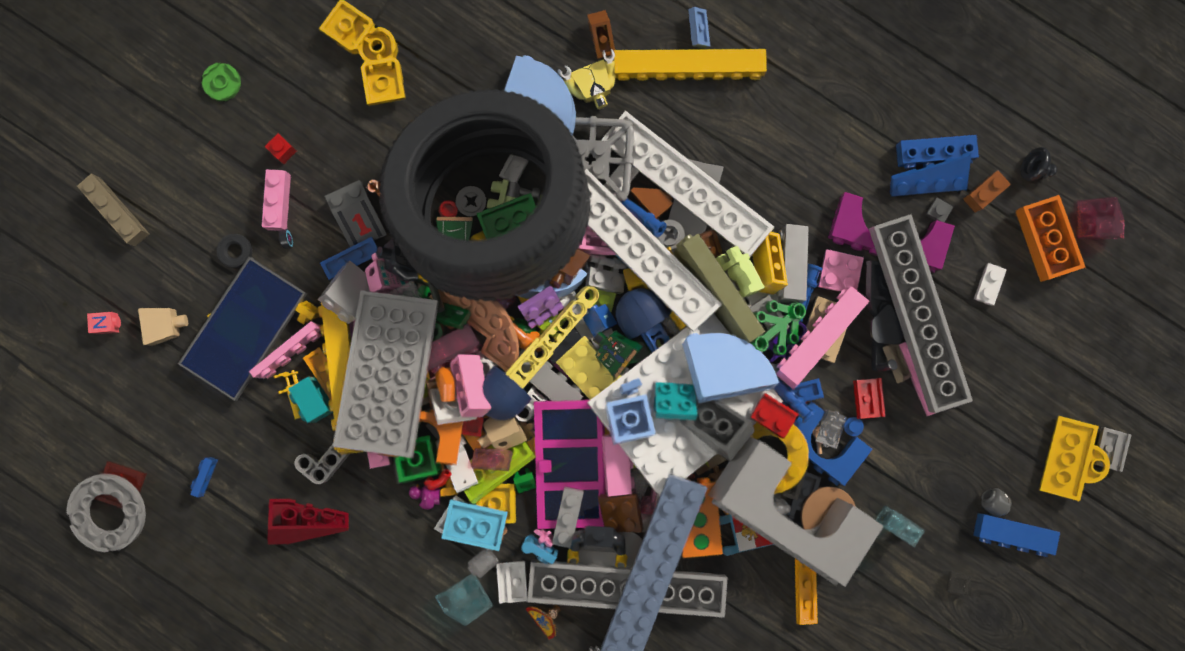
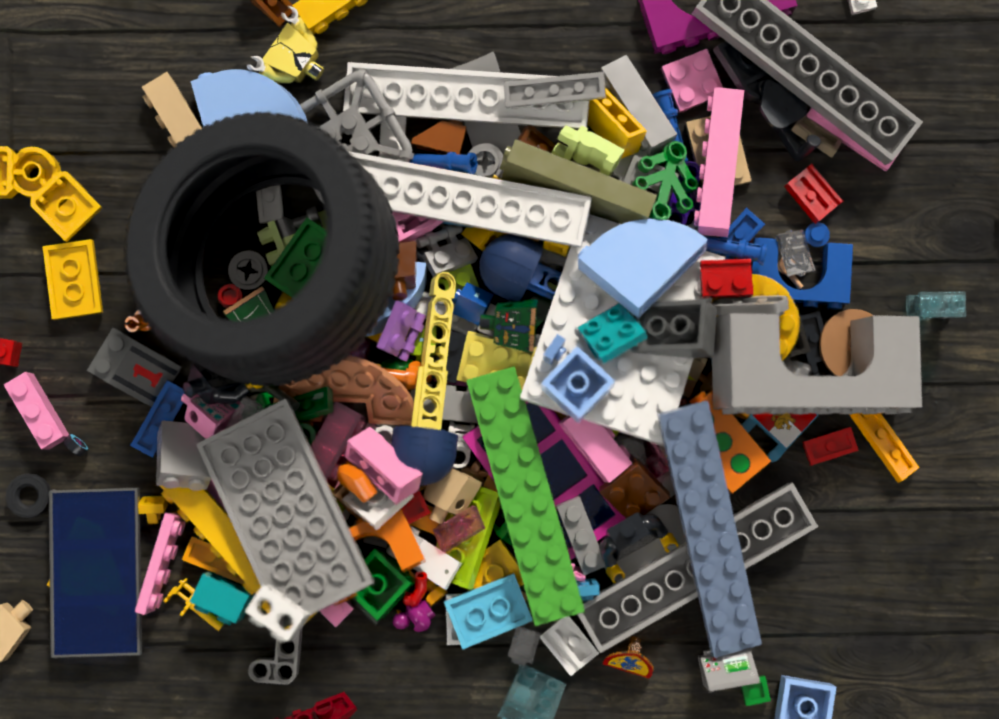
camera: 30 degrees left, 0 degrees up
(342, 432) = (280, 607): none -> white brick
(355, 132) = (72, 279): none -> yellow plate
(492, 64) = (171, 108): none -> tan brick
(547, 468) = (525, 496): none -> bright green plate
(745, 218) = (554, 90): none -> light grey plate
(768, 569) = (830, 446): none -> red plate
(778, 444) = (752, 305): none -> light grey plate

